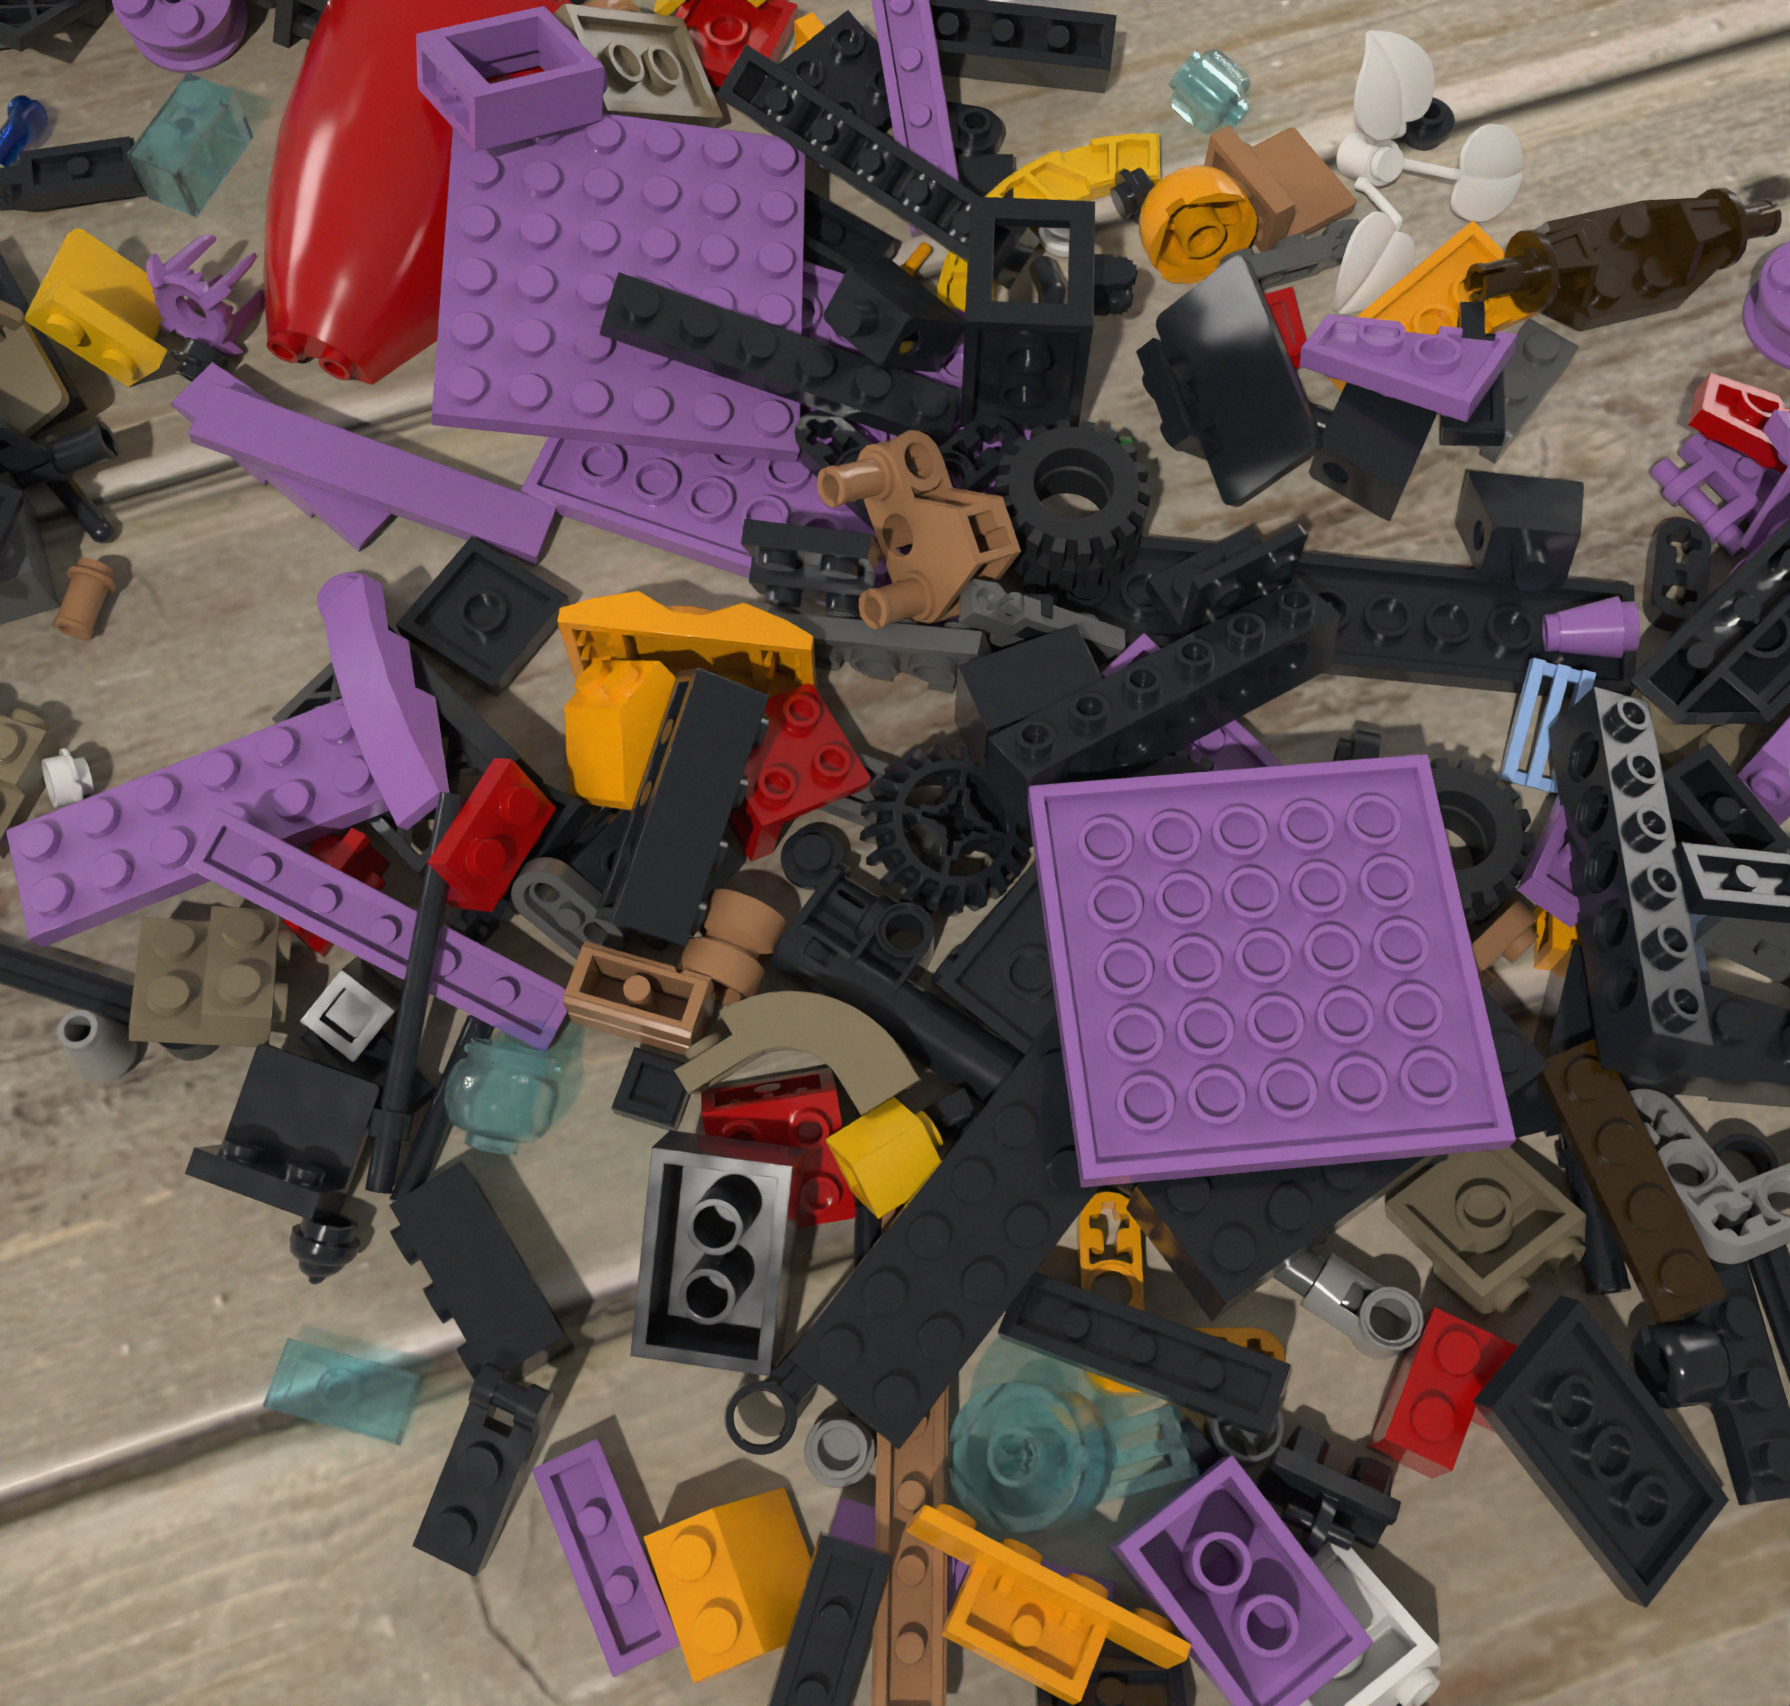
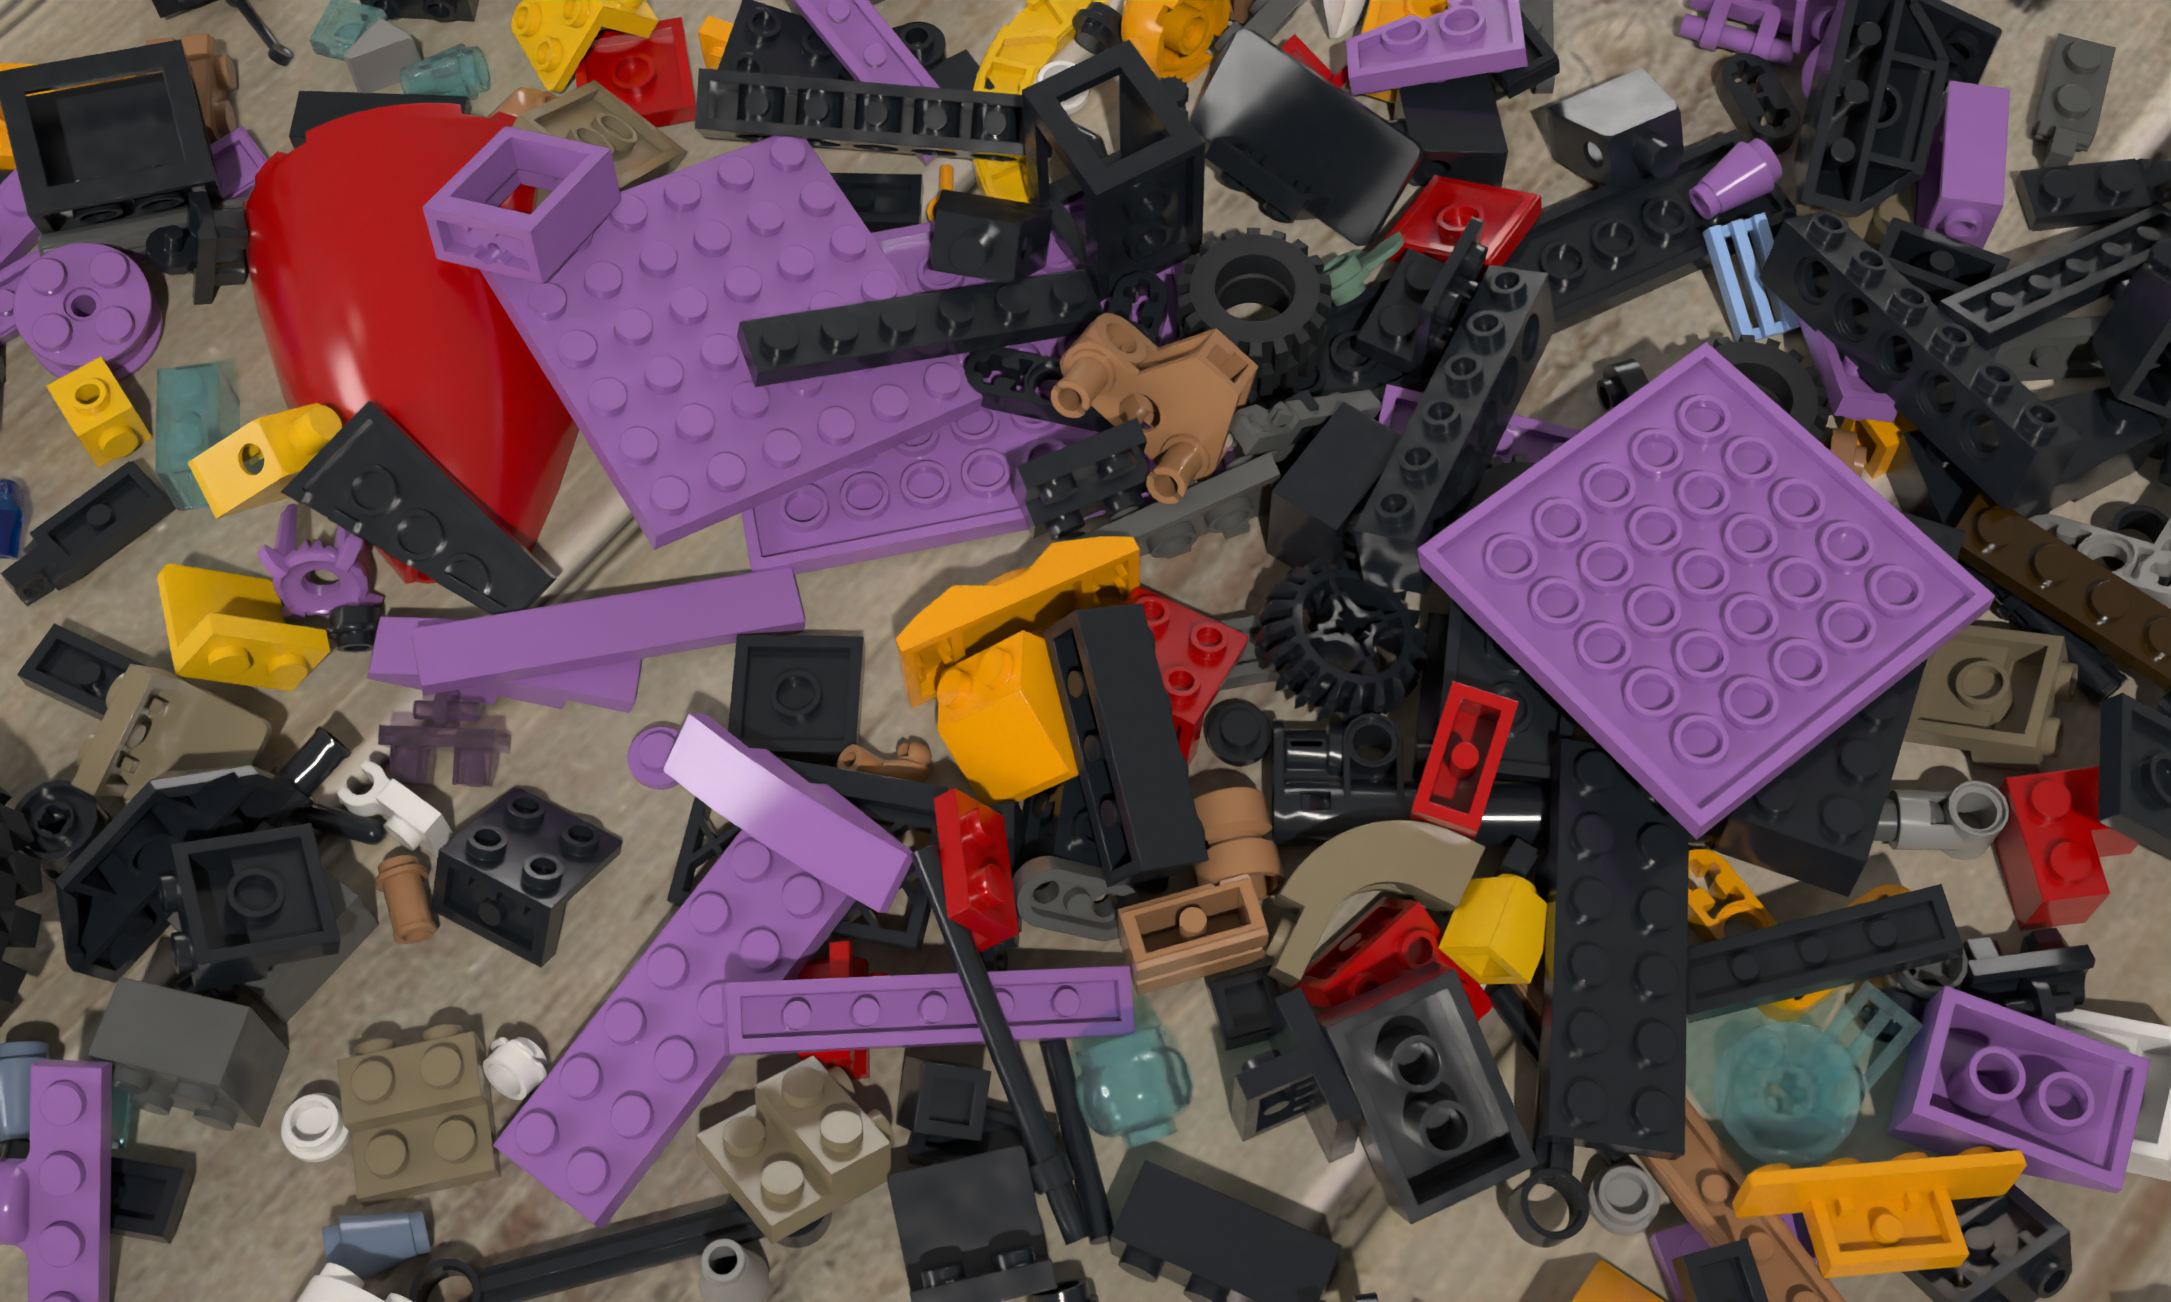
camera: 30 degrees left, 5 degrees down
(129, 535) = (410, 817): none -> white plate
(134, 83) = (99, 412): none -> yellow brick
(172, 484) = (415, 746): none -> clear purple hips
(179, 623) = (517, 871): none -> black bracket
(225, 191) = (284, 441): none -> yellow torso
(278, 271) = (407, 504): none -> black wing
(505, 718) = (910, 763): none -> medium nougat arm
(605, 1172) = (1297, 1080): none -> black bracket
(944, 994) = (1463, 759): none -> red brick
(1176, 518) = (1354, 267): none -> sand green plate
(1341, 533) = (1445, 208): none -> red tile

